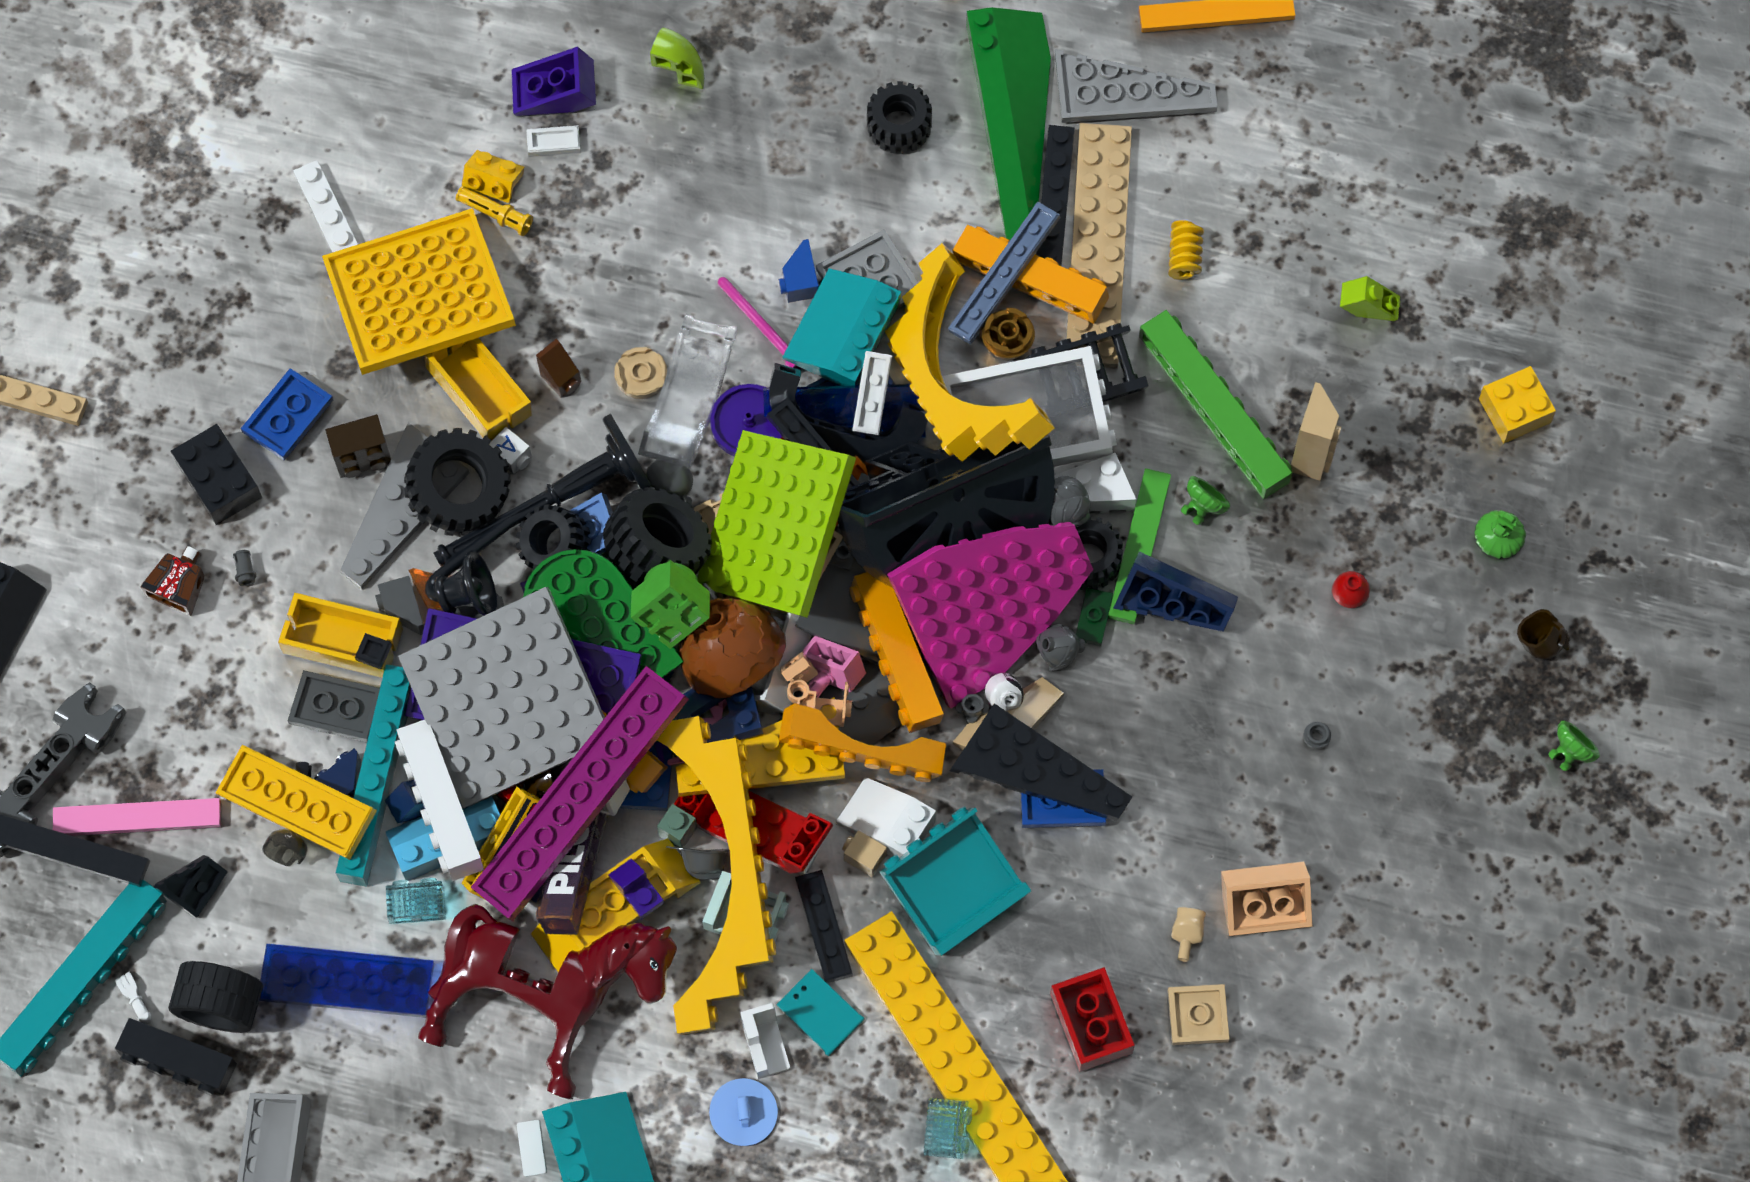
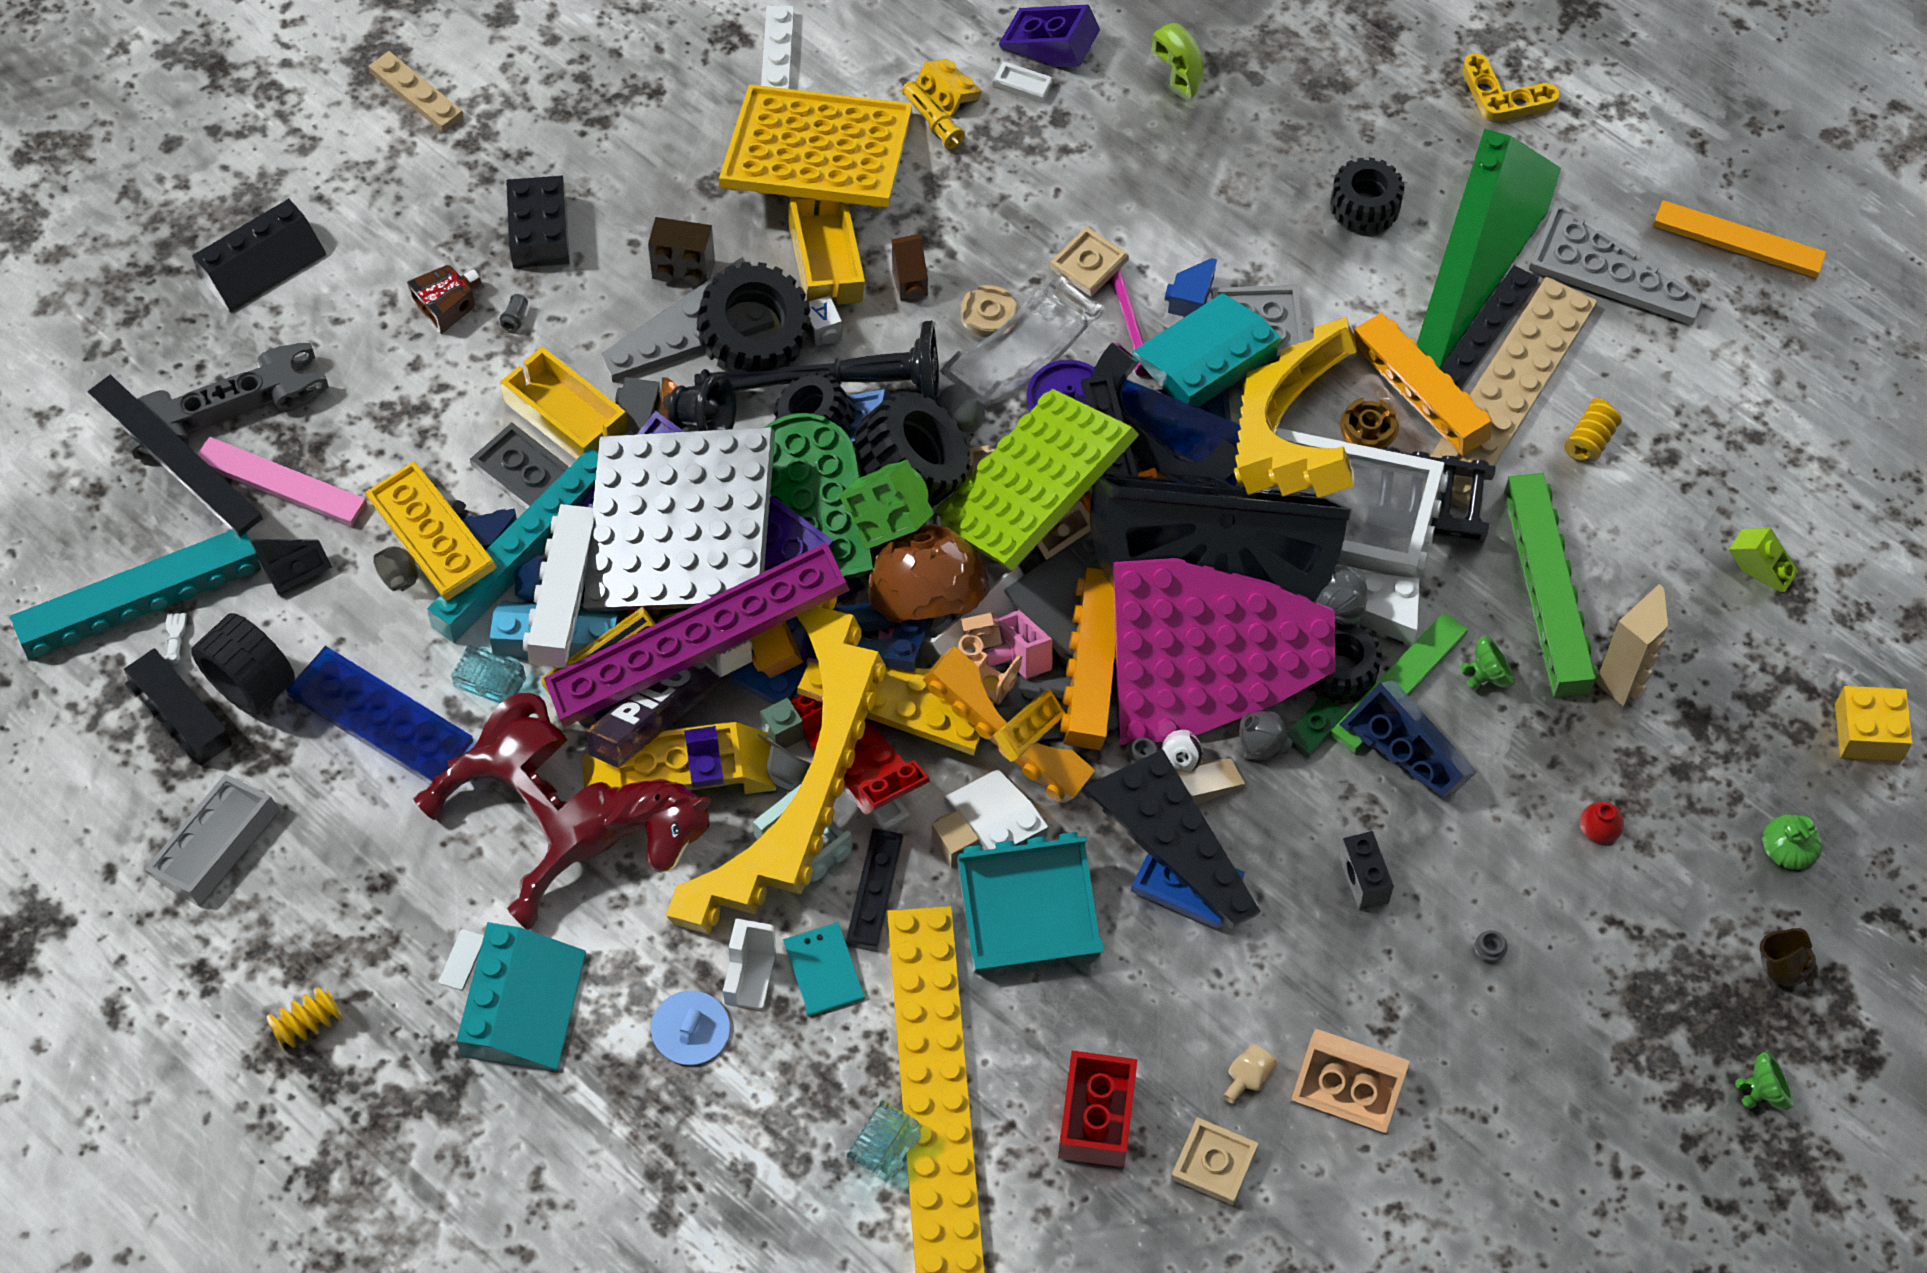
camera: 25 degrees right, 10 degrees down
(287, 414) = (635, 201): blue plate -> none
(373, 651) = (582, 427): black tile -> none
(700, 288) = (1088, 261): none -> tan plate
(872, 393) = (1200, 414): white tile -> none
(881, 735) = (1029, 725): none -> yellow tile
(1004, 273) = (1394, 366): sand blue tile -> none
(1194, 721) = (1365, 870): none -> black brick

